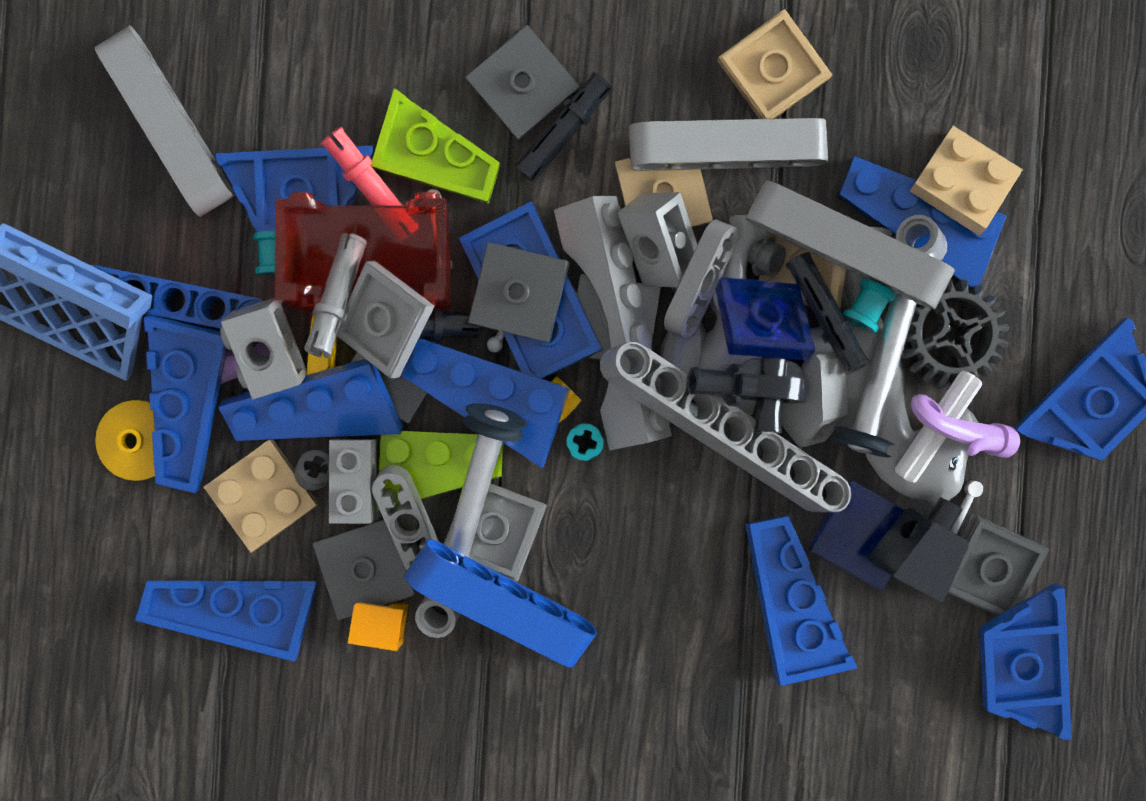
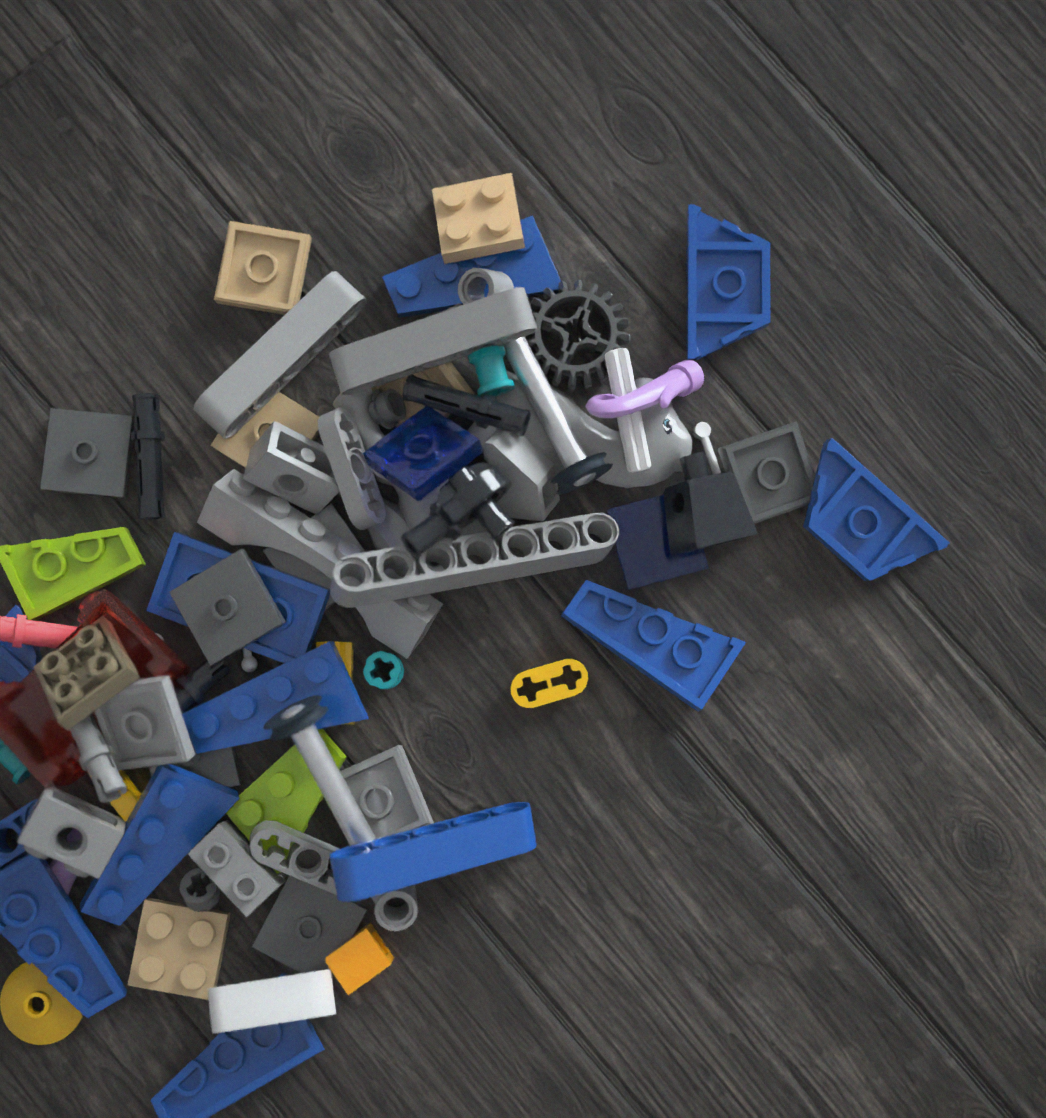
camera: 50 degrees left, 5 degrees down
(291, 596) = (271, 1001): none -> white beam
(377, 246) = (85, 672): none -> dark tan tile
(686, 570) = (546, 673): none -> yellow beam

